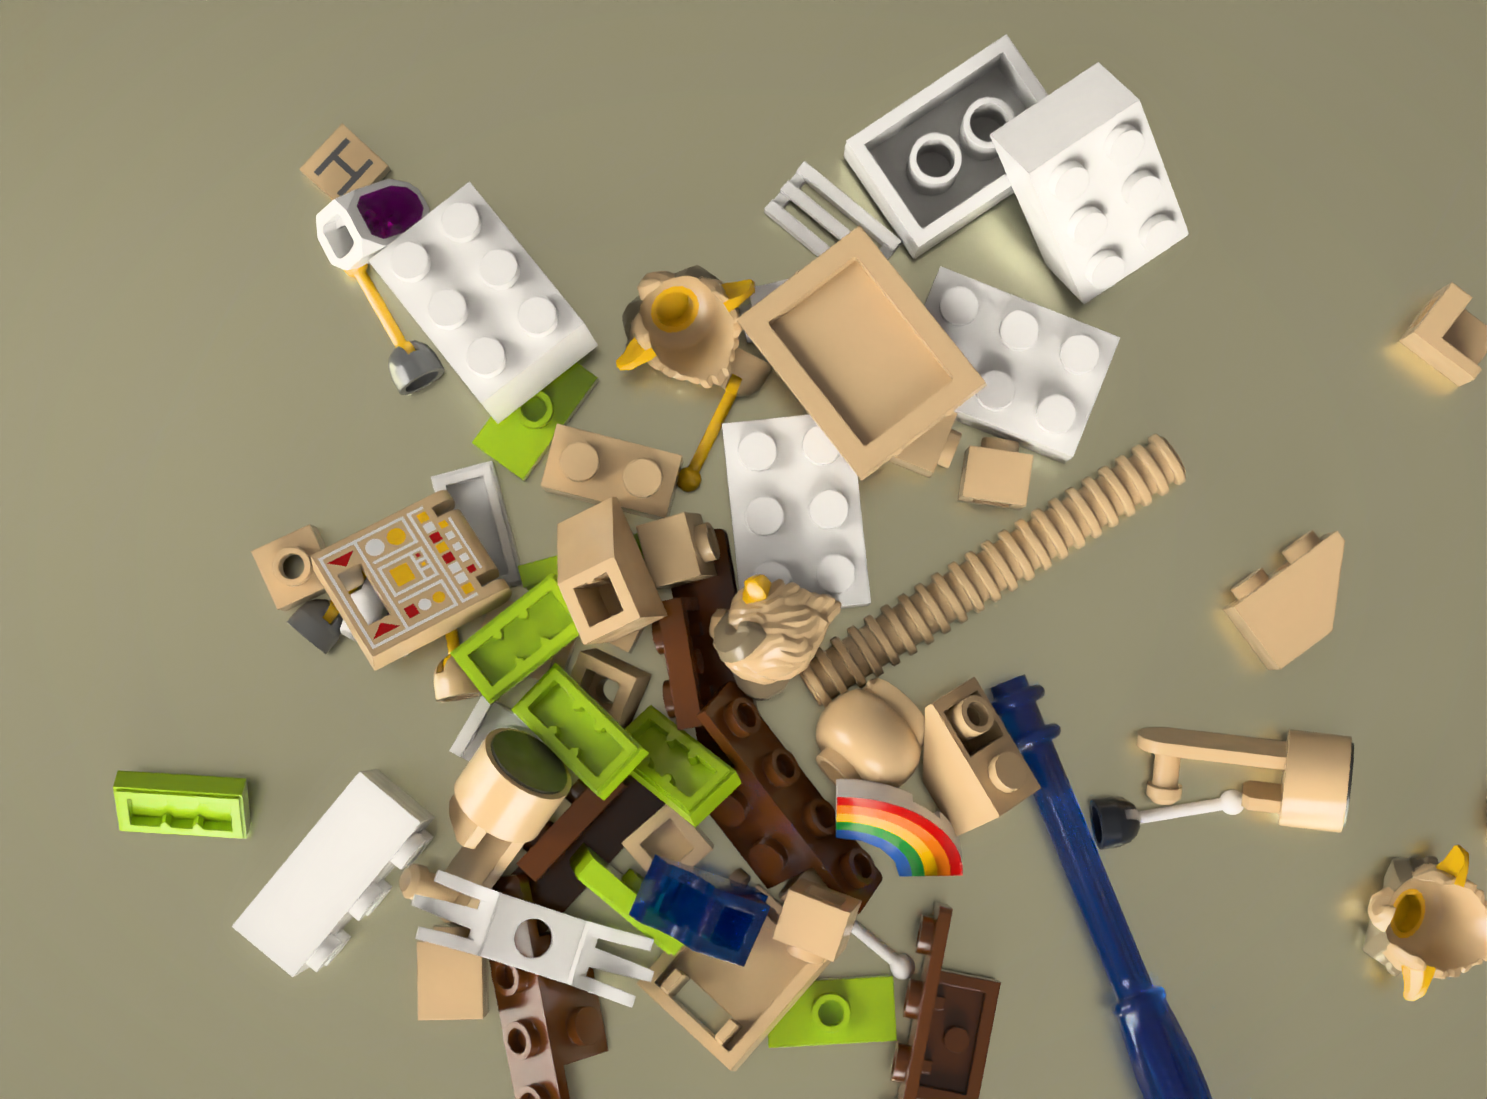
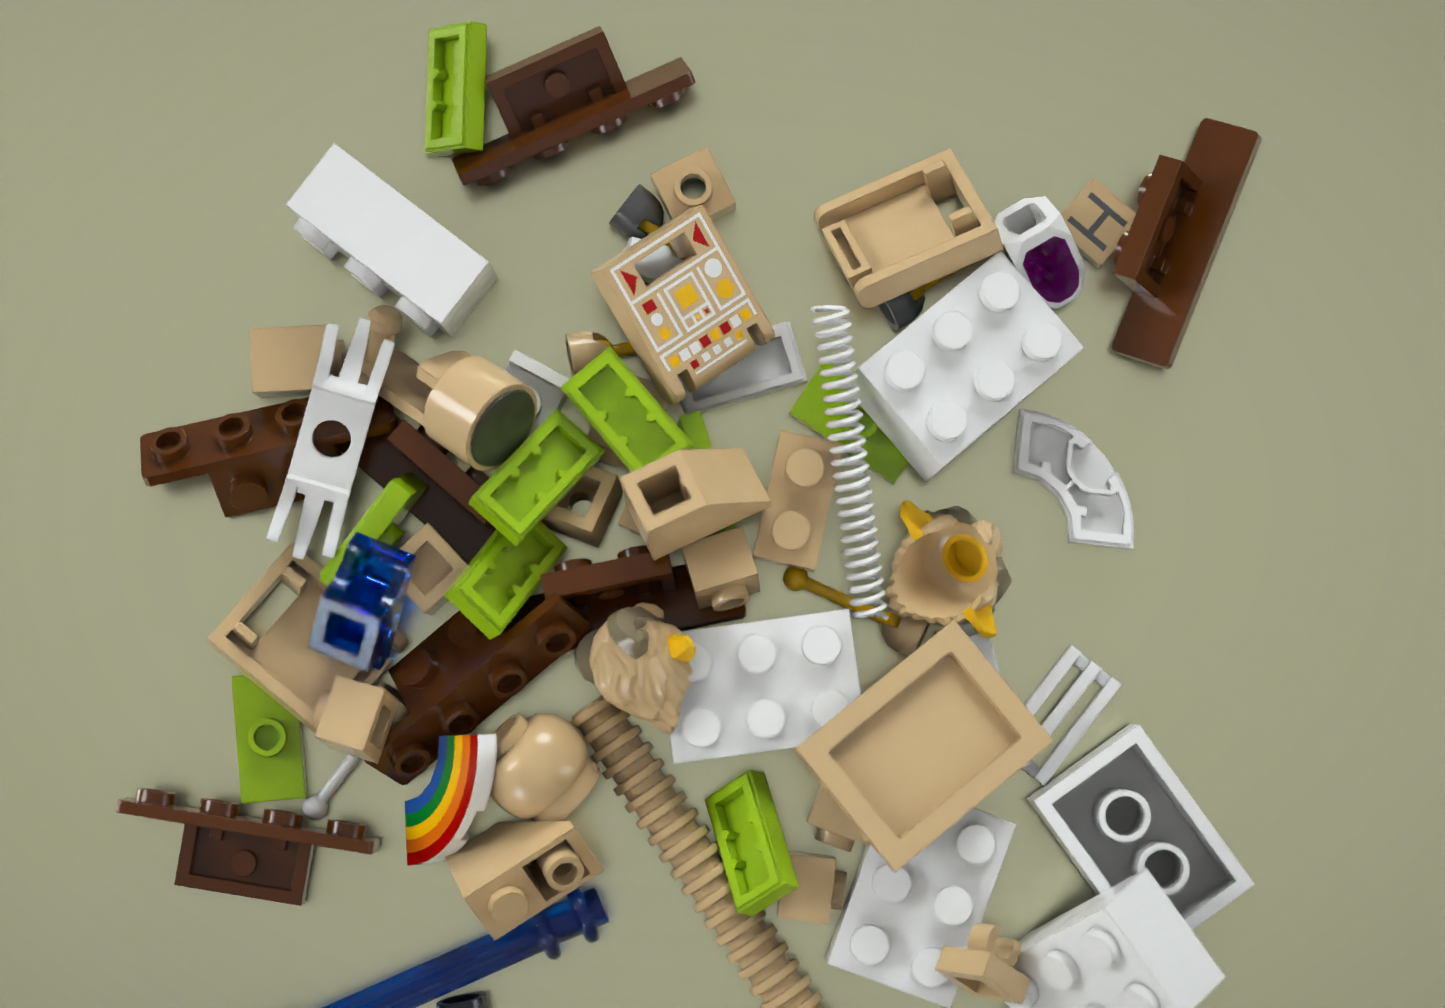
camera: 90 degrees right, 0 degrees up
(194, 696) = (563, 96): none -> reddish brown bracket
(350, 366) = (895, 236): none -> tan container
(363, 87) = (1178, 237): none -> reddish brown bracket
(574, 411) = (837, 332): none -> white piece
(597, 197) = (1078, 477): none -> white tile
(951, 529) = (751, 843): none -> lime plate
(1080, 298) = (986, 966): none -> tan tile

